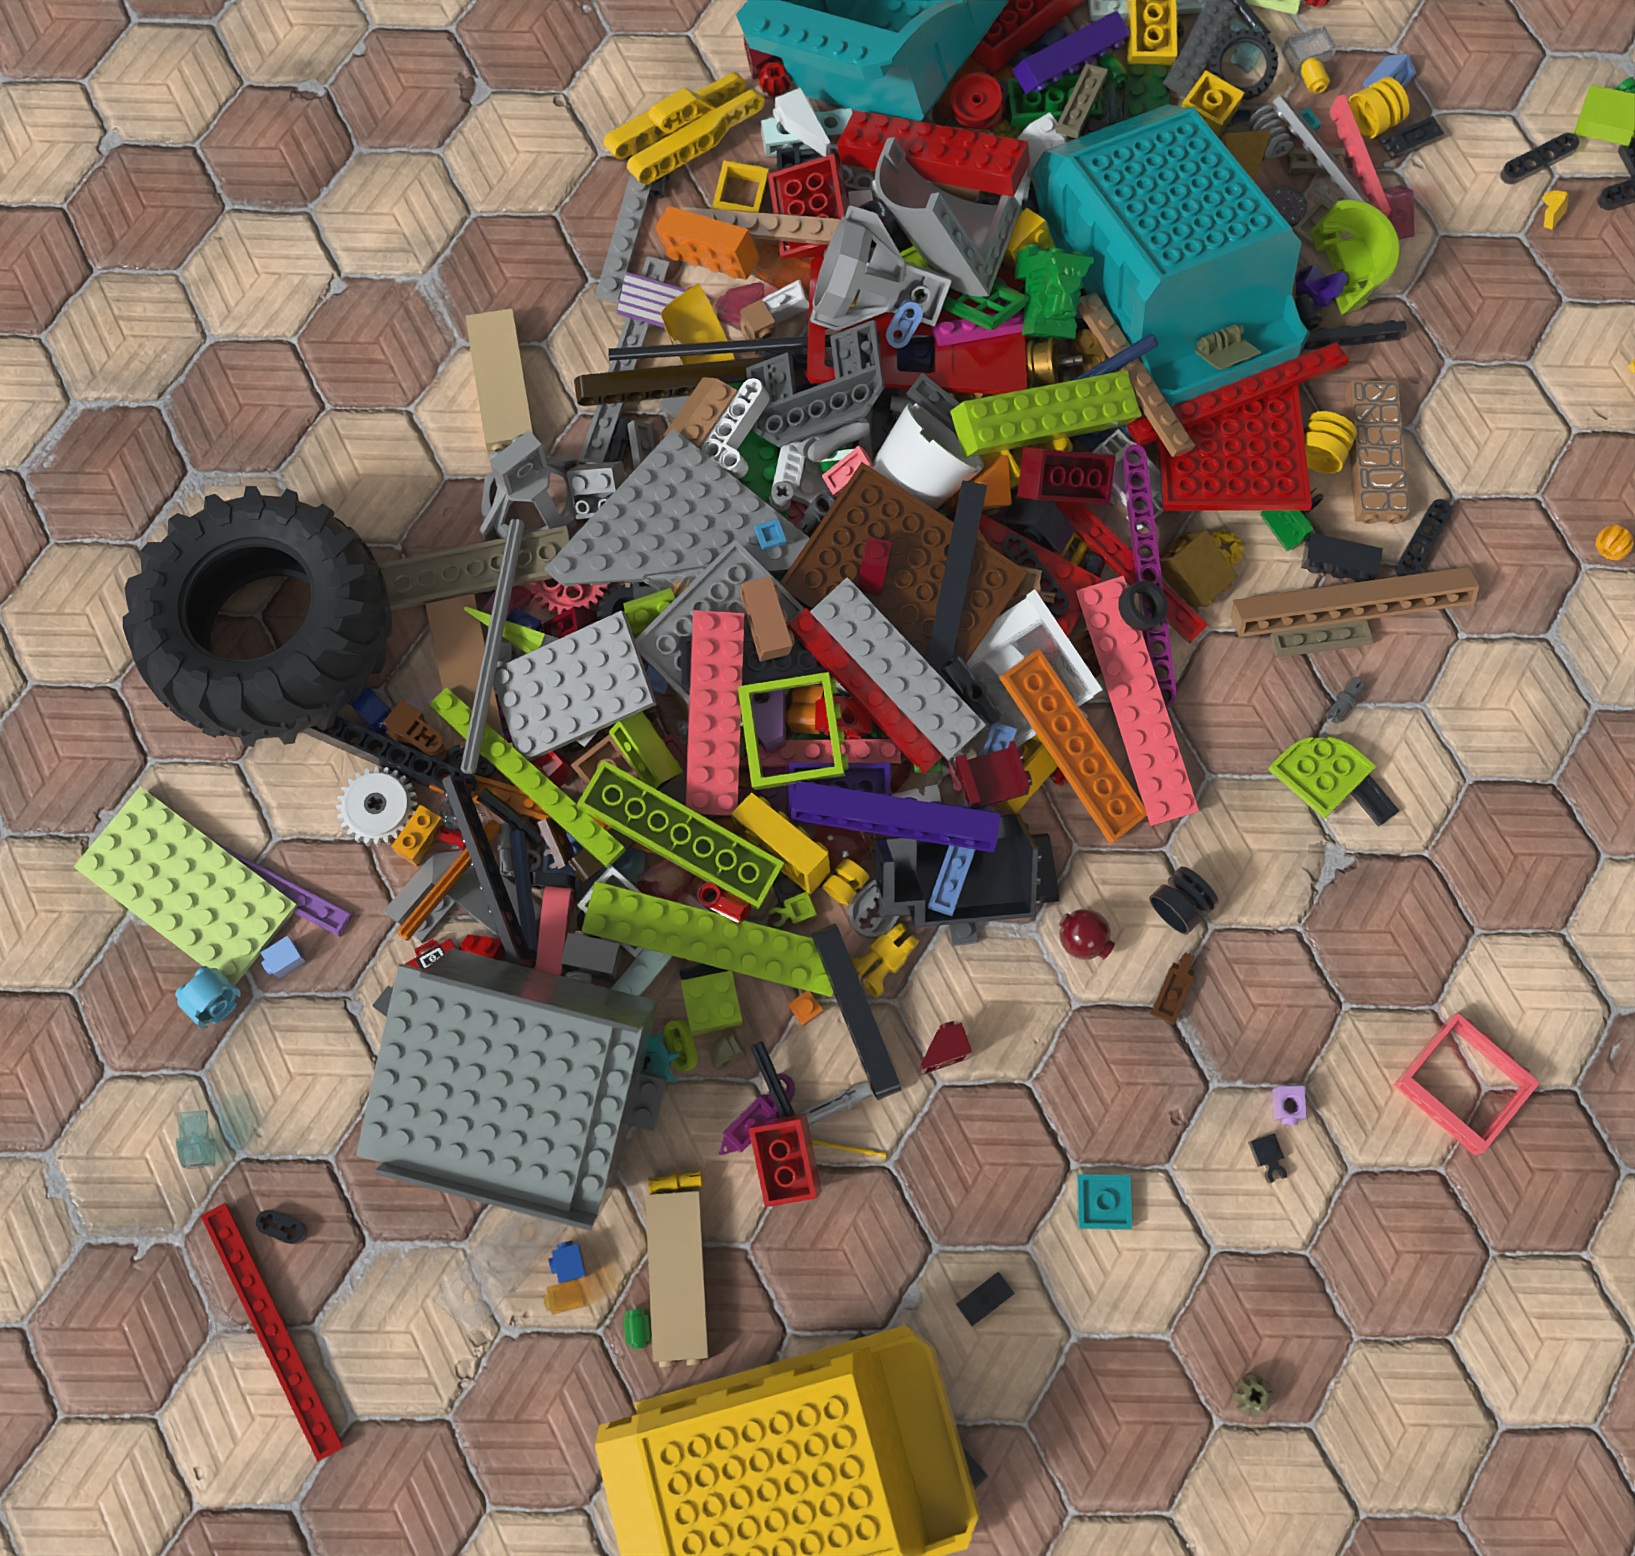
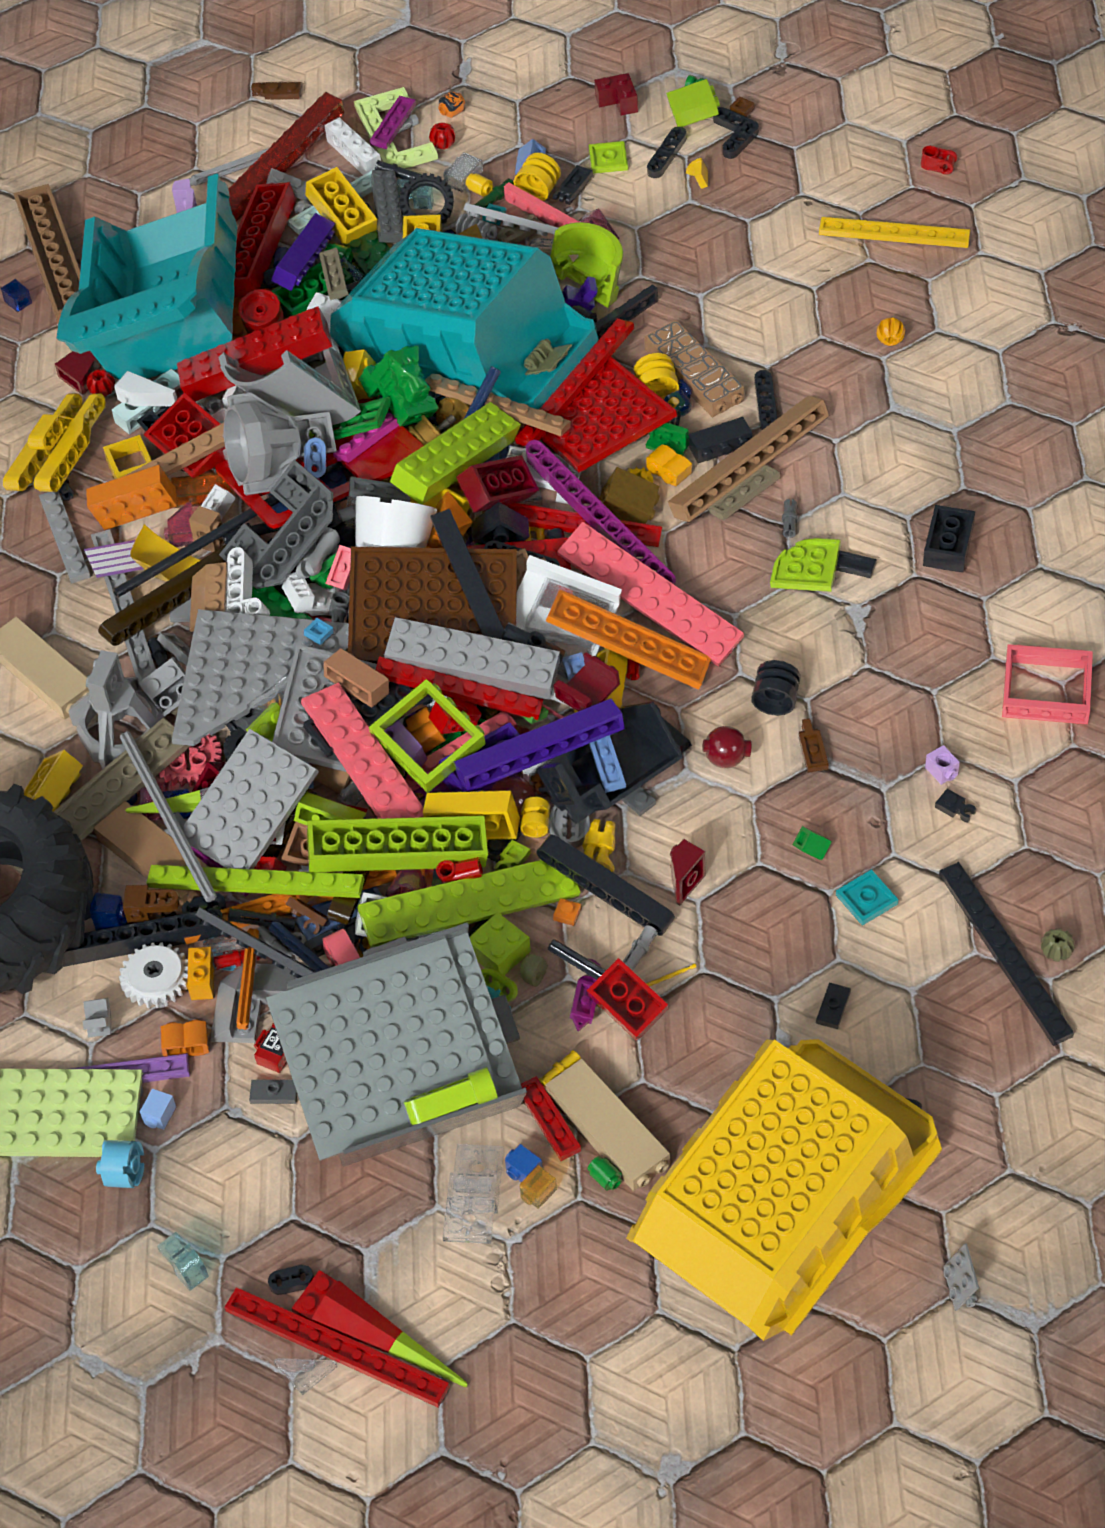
camera: 25 degrees left, 20 degrees down
(295, 817) = (97, 1017): none -> light grey brick
(302, 1295) = (343, 1311): none -> red plate
(357, 897) = (185, 1038): none -> orange brick
(421, 523) = (54, 778): none -> yellow slope
(514, 1186) = (453, 1096): none -> lime beam
(628, 1228) = (550, 1119): none -> red plate
(781, 496) = (306, 608): light grey bush -> none
(874, 565) = (407, 600): dark red slope -> none
(1094, 1101) = (811, 843): none -> green panel
(1155, 597) = (607, 537): black tyre -> none
(1196, 1364) = (1006, 954): none -> black plate
(1266, 553) = (668, 465): none -> light orange brick
(1319, 99) = (496, 194): none -> dark green pin
(1332, 483) = (681, 398): none -> piece
(1473, 125) = (608, 157): none -> lime tile
(1490, 841) = (949, 538): none -> black brick
(1541, 47) = (618, 91): none -> dark red brick

